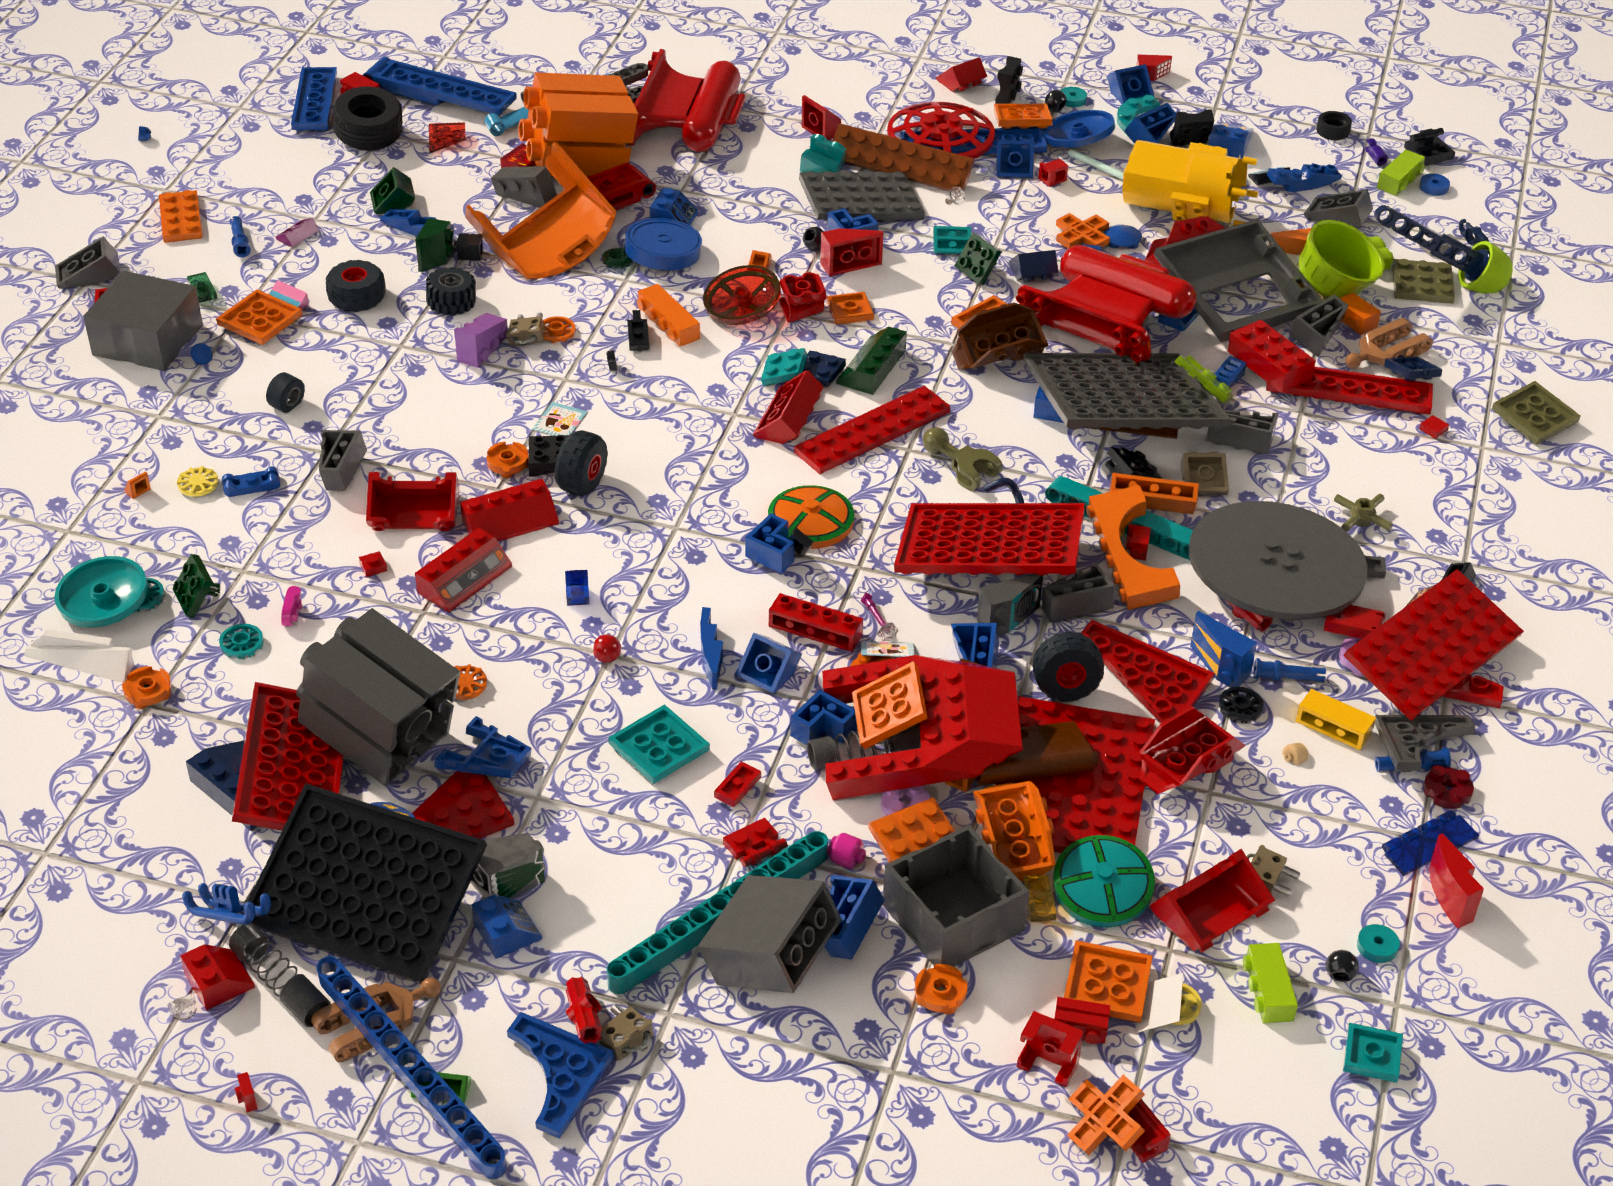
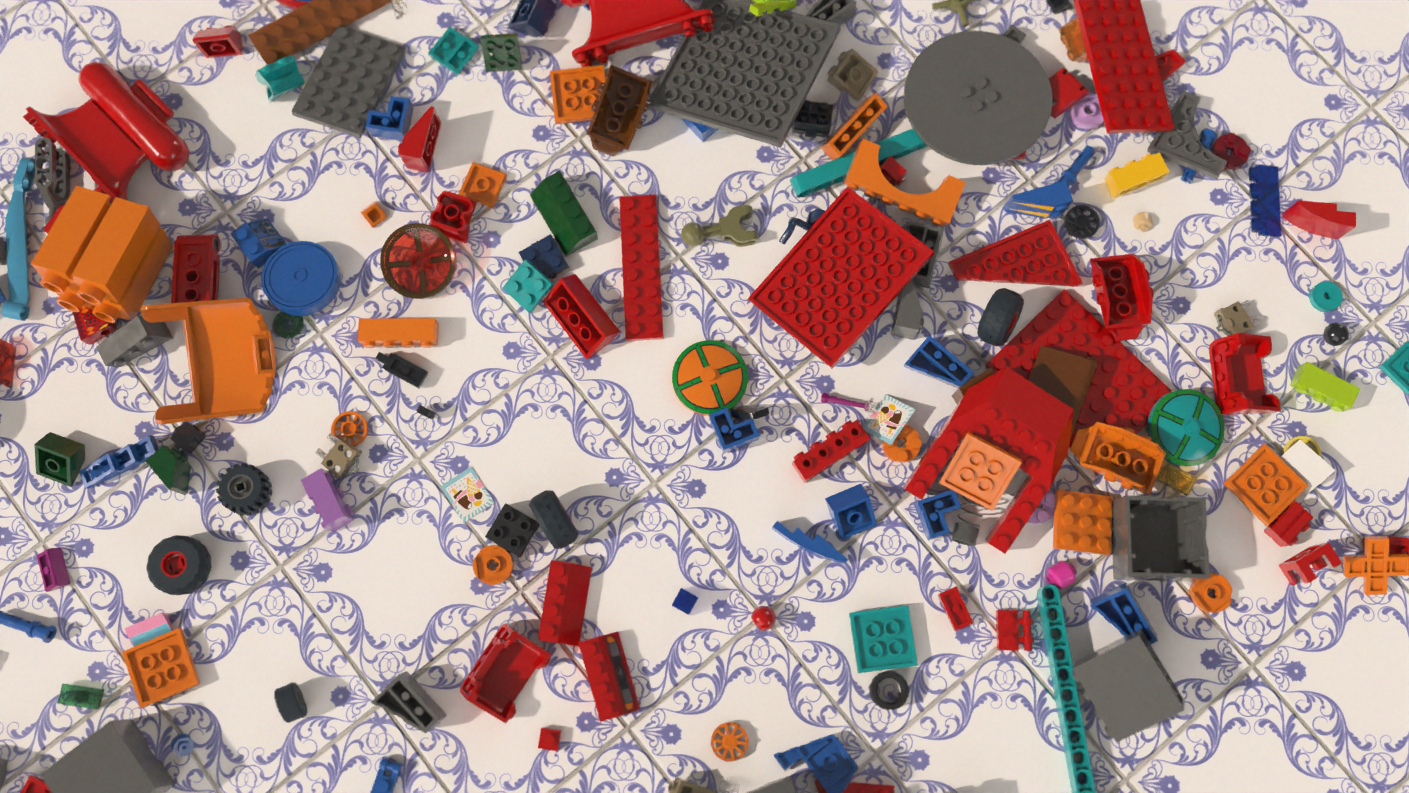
camera: 55 degrees left, 35 degrees up
(610, 784) = (903, 685): none -> black tyre
(812, 238) = (379, 155): black piece -> none

